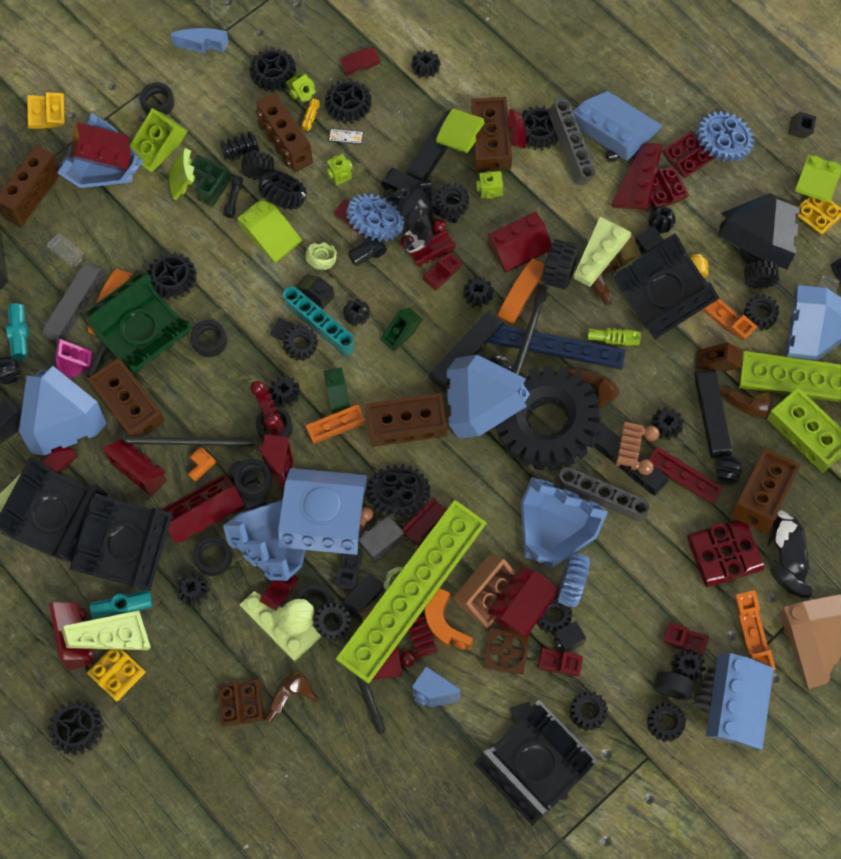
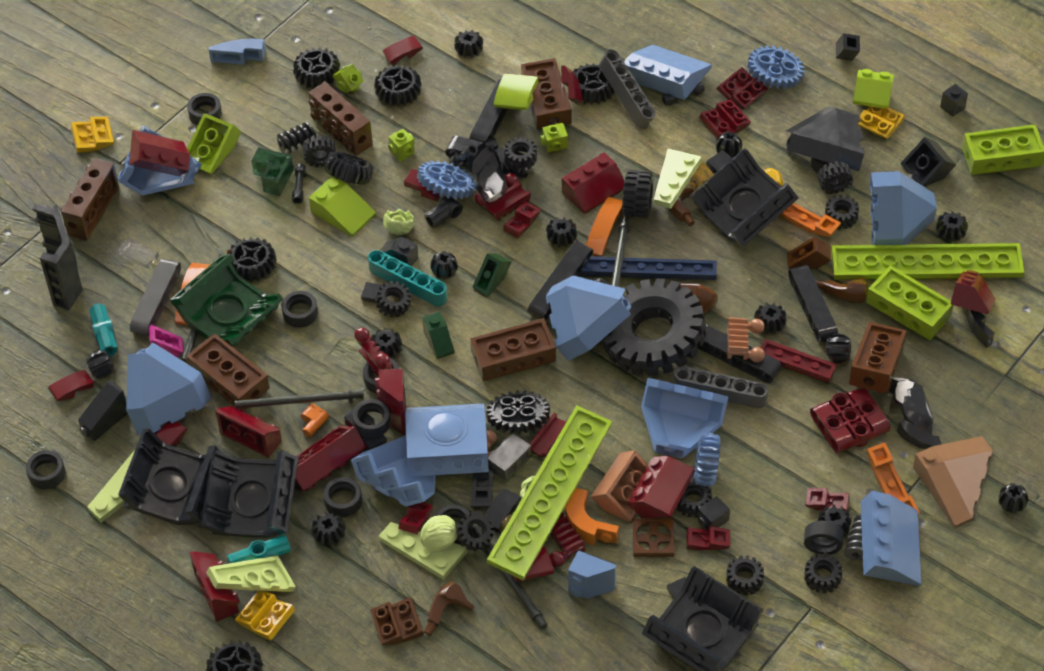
camera: 10 degrees left, 15 degrees down
(181, 174) = (243, 168): lime slope -> none
(310, 114) = (362, 100): yellow axle -> none
(335, 424) = (443, 365): orange plate -> none
(345, 136) = (401, 117): clear sticker -> none
(615, 336) = (708, 251): lime hinge -> none
(639, 181) = (700, 115): dark red wing -> none

